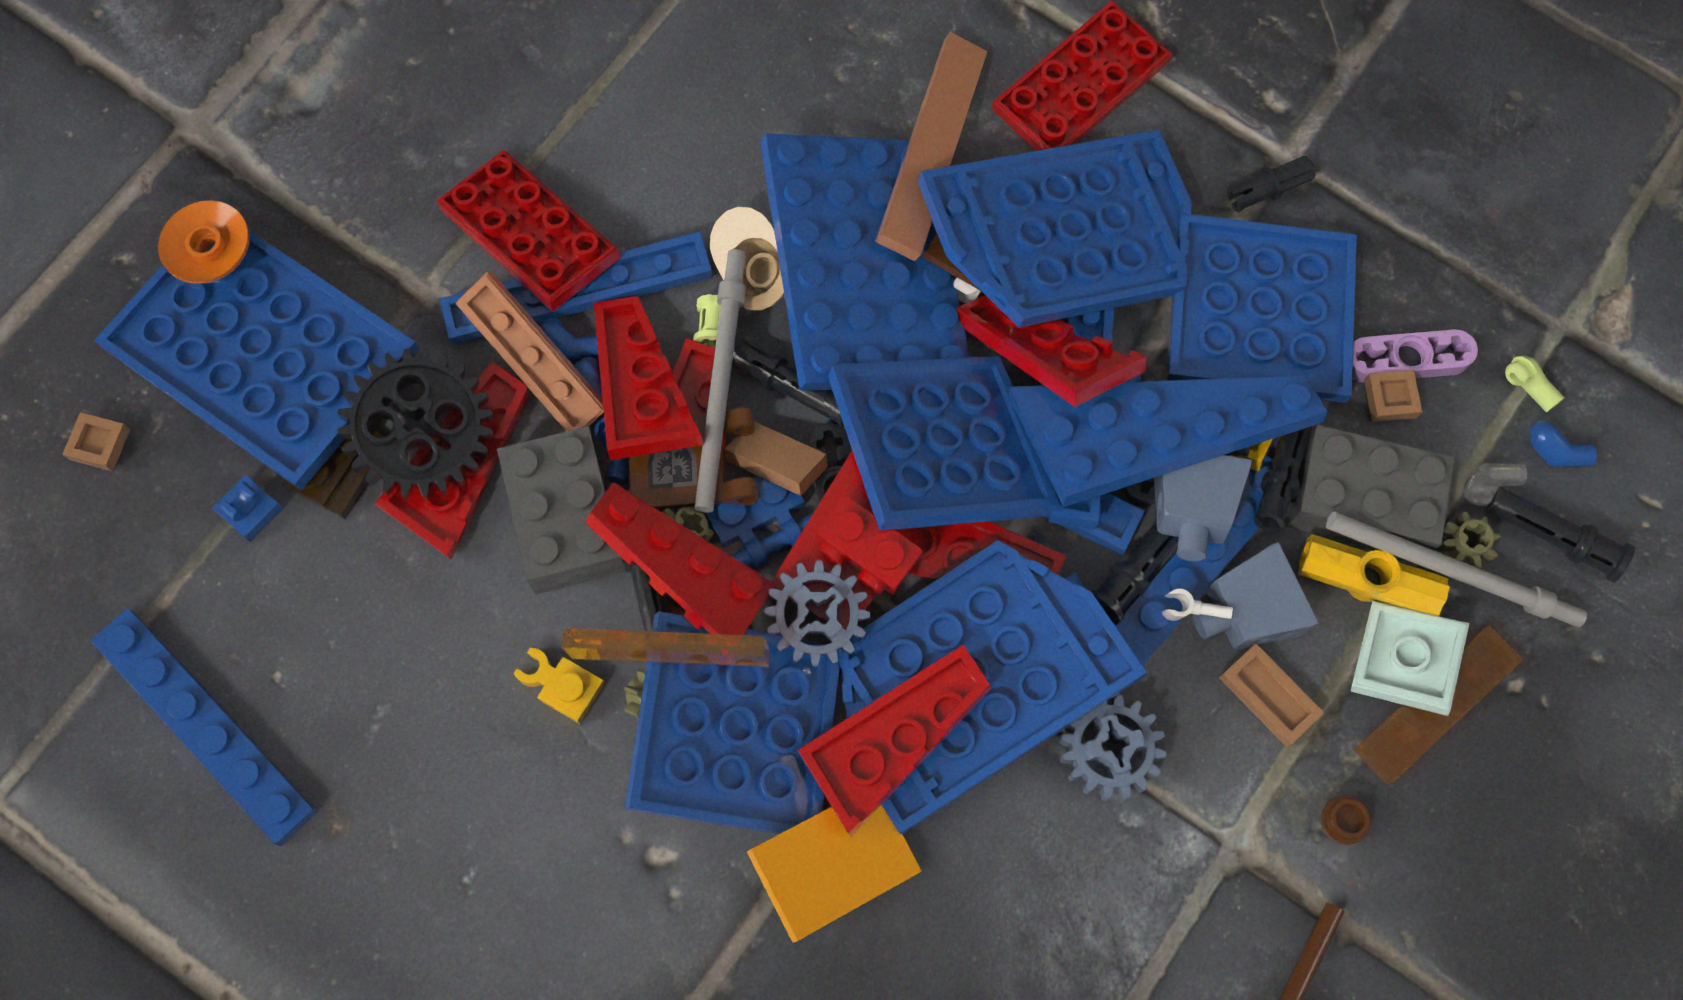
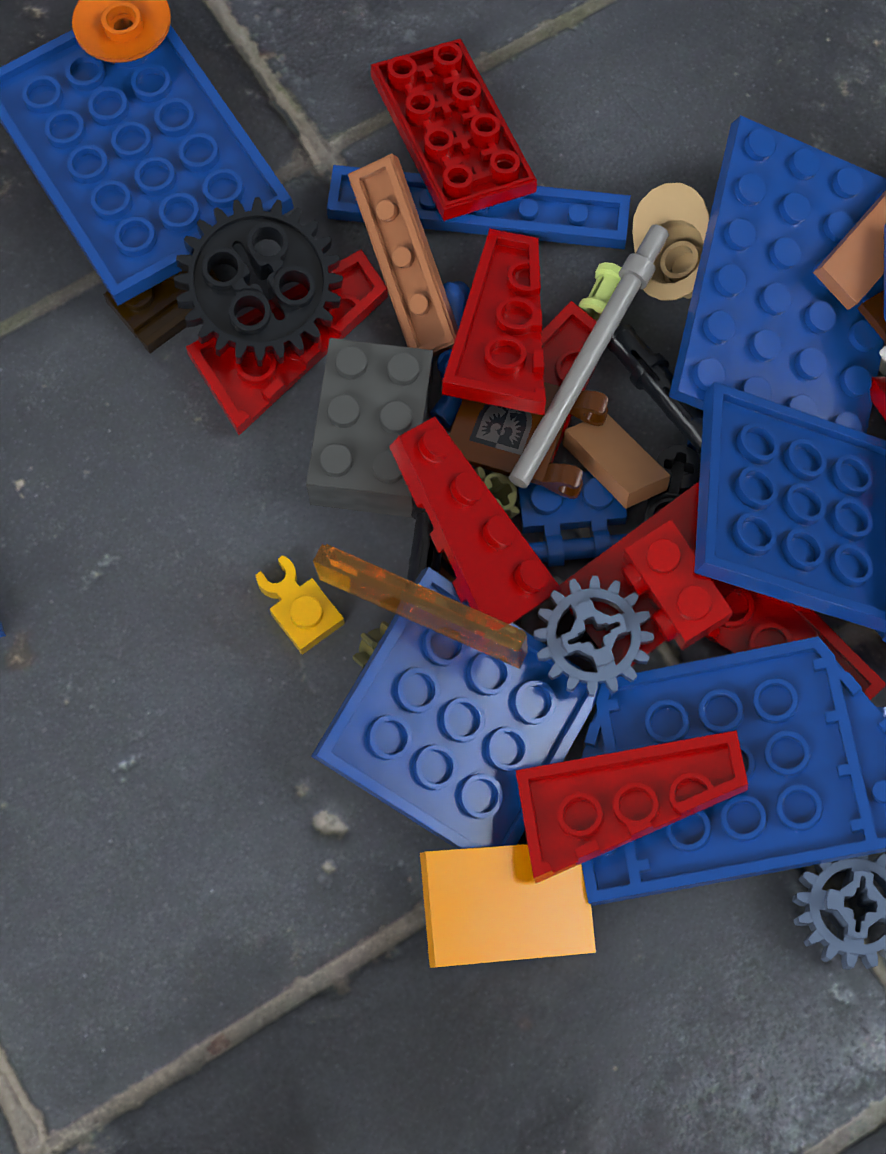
camera: 25 degrees right, 0 degrees up
(247, 508) = (58, 304): blue tile -> none
(570, 346) = (449, 266): blue arm -> none

